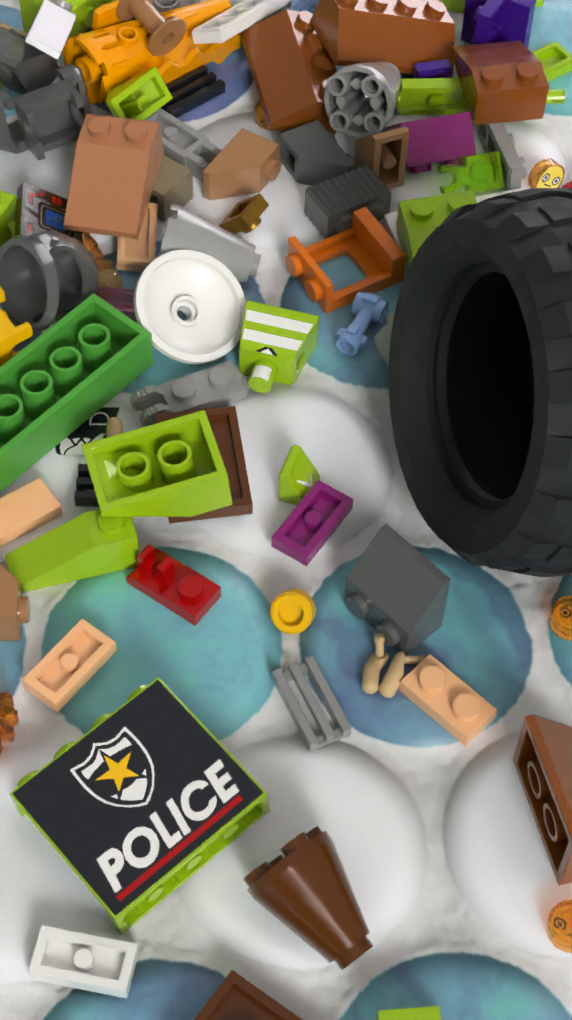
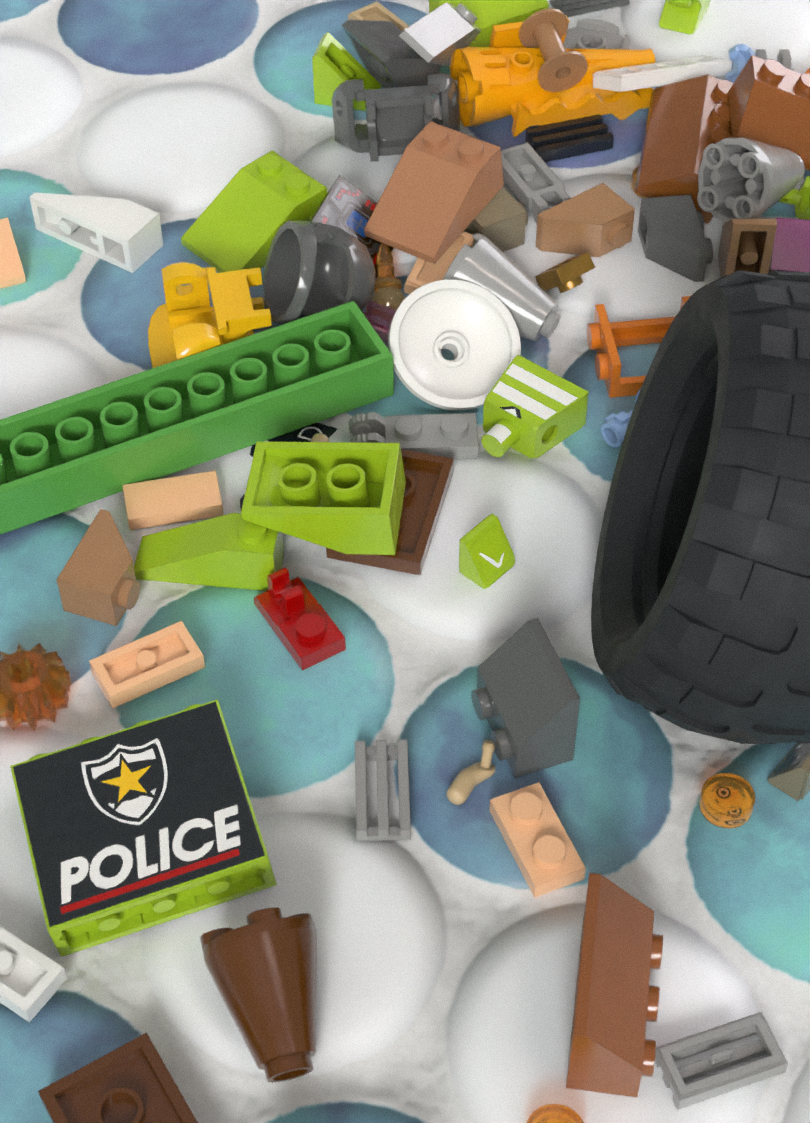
camera: 25 degrees right, 5 degrees down
(139, 96) = (508, 125): lime slope -> none
(292, 611) = (408, 686): yellow tile -> none
(312, 523) = (478, 603): magenta plate -> none
(333, 202) = (667, 280): dark grey brick -> none
(396, 673) = (480, 798): tan piece -> none

